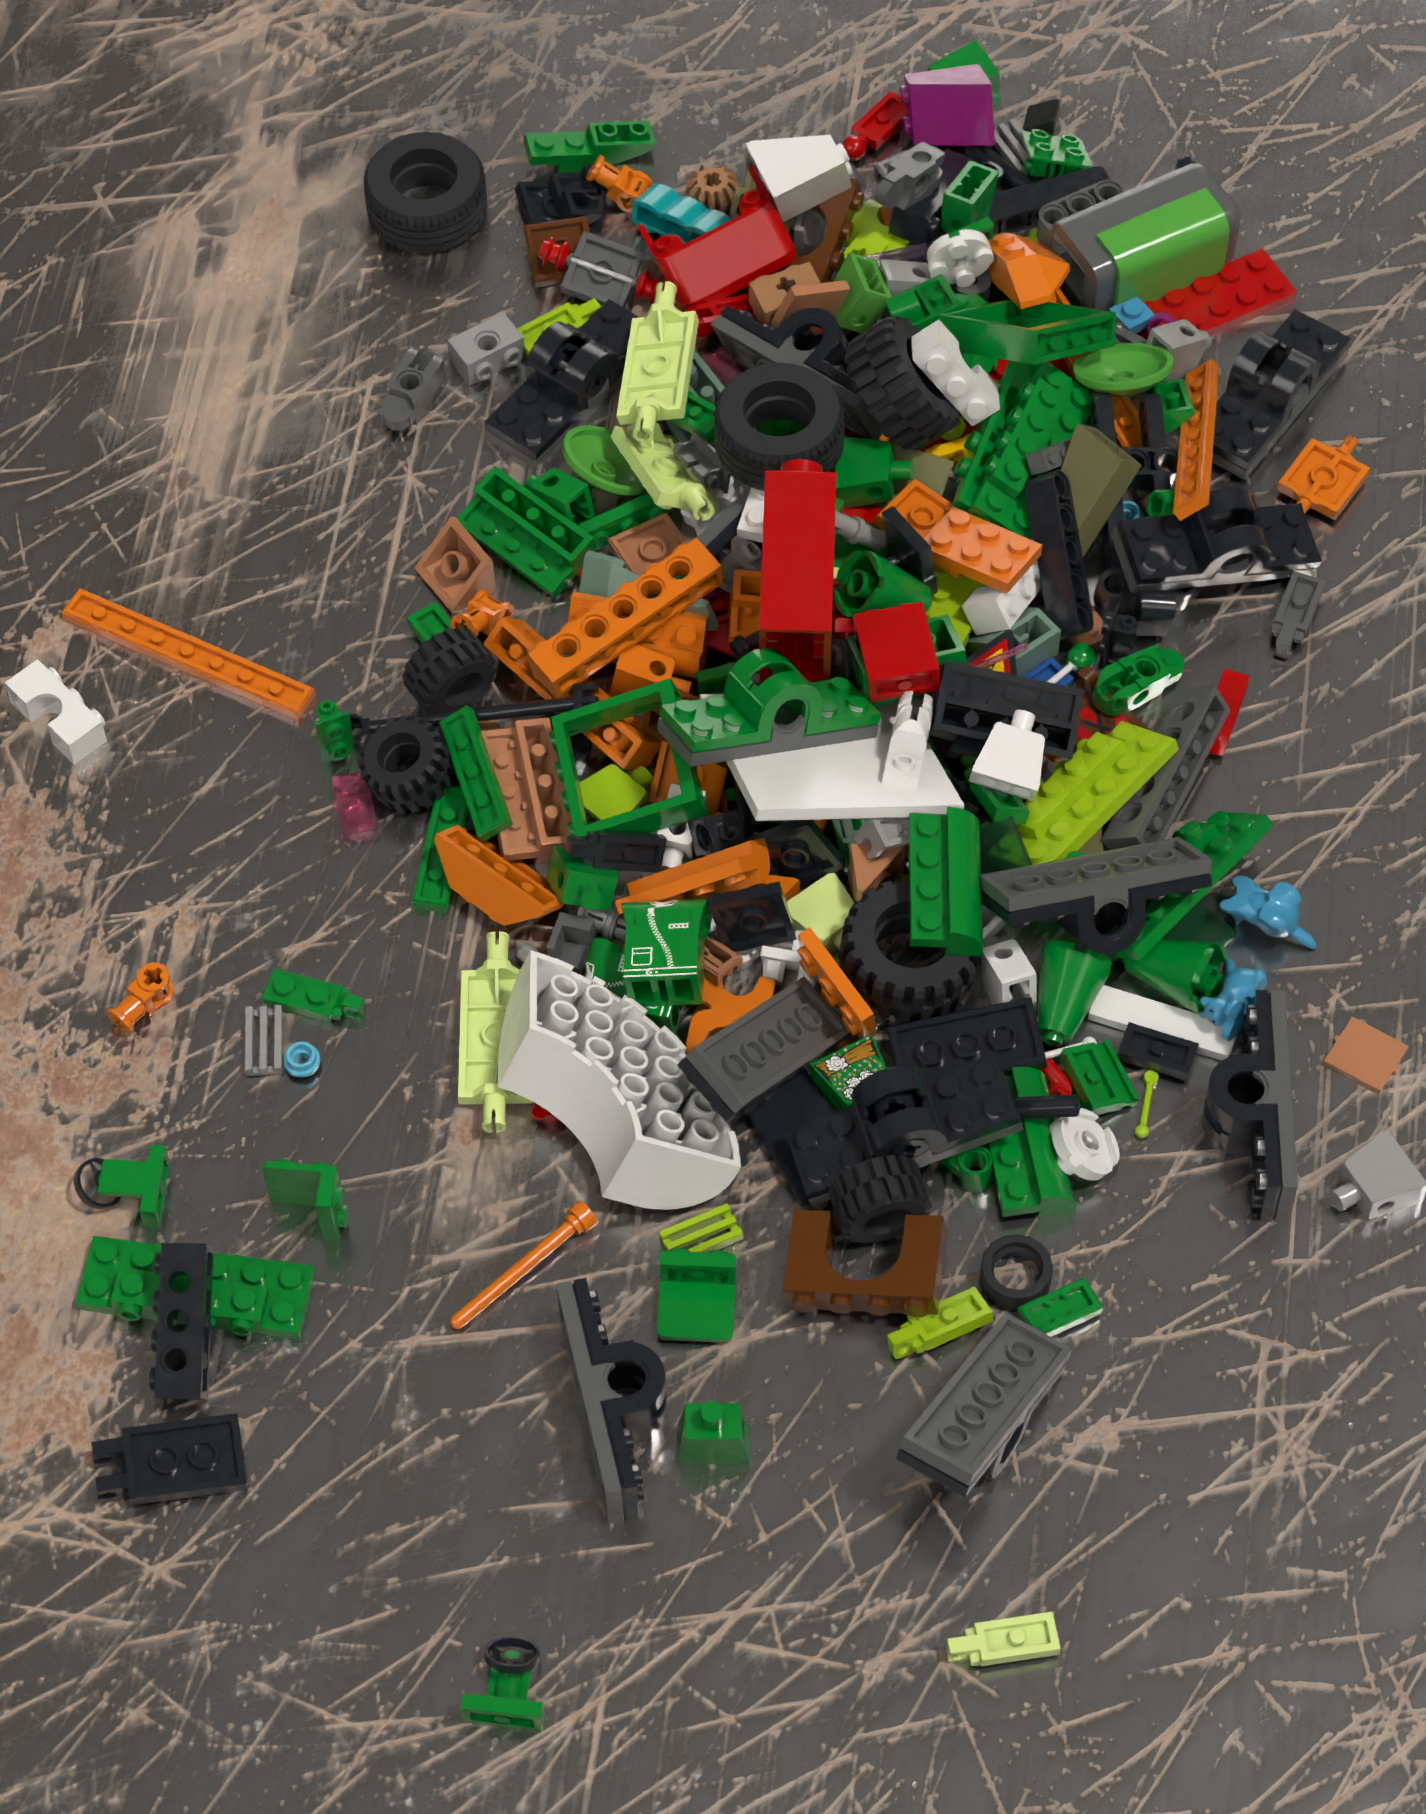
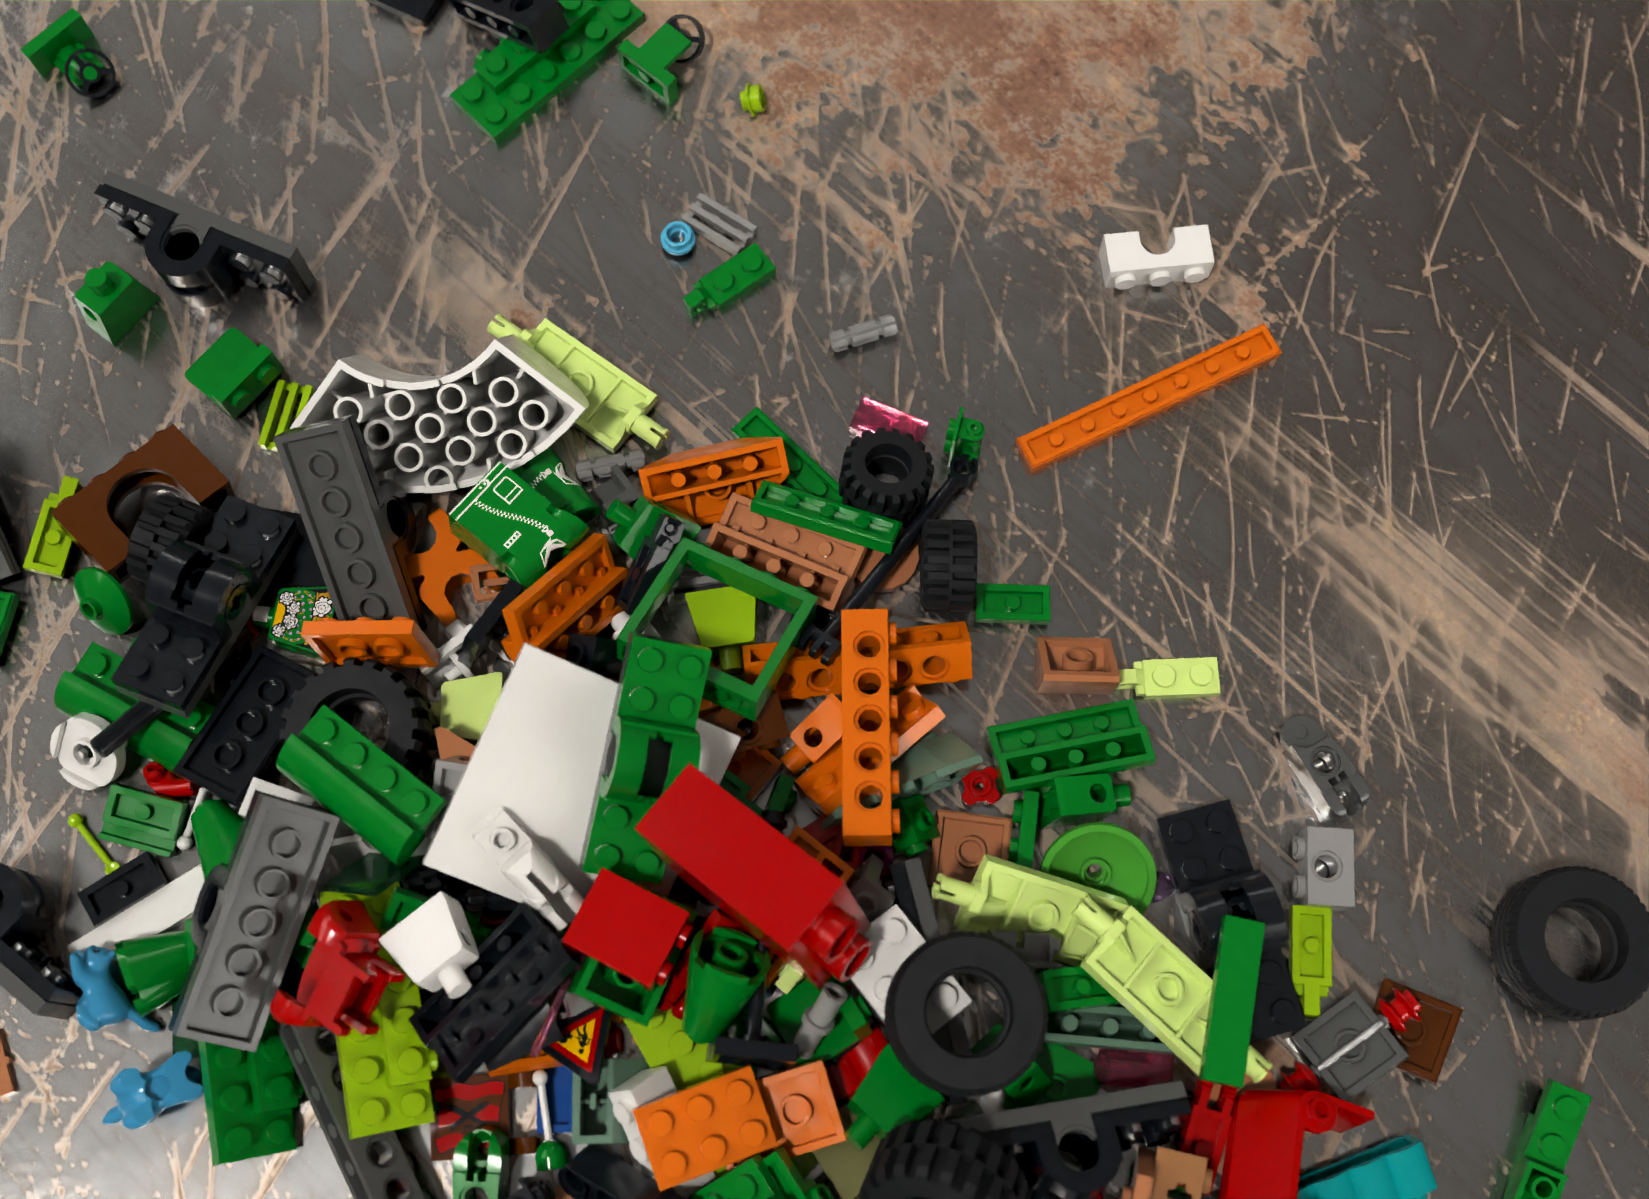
camera: 125 degrees right, 15 degrees up
(119, 1091) = (753, 99): none -> lime plate
(143, 997) = (822, 159): orange connector -> none
(284, 872) = (863, 333): none -> light grey axle
(309, 1185) = (544, 165): green bracket -> none
(412, 510) = (1172, 678): none -> yellowish green hinge
(482, 613) = (1003, 651): orange connector -> none
(561, 197) = (1482, 1088): black slope -> none
(578, 1220) = (372, 337): orange piece -> none
(620, 182) = (1460, 1157): orange connector -> none
(636, 316) = (1232, 1001): none -> green tile
(966, 1227) = (103, 600): none -> green dish
(1015, 1246) = (22, 603): black tyre -> none
(1078, 801) = (341, 975): none -> red piece

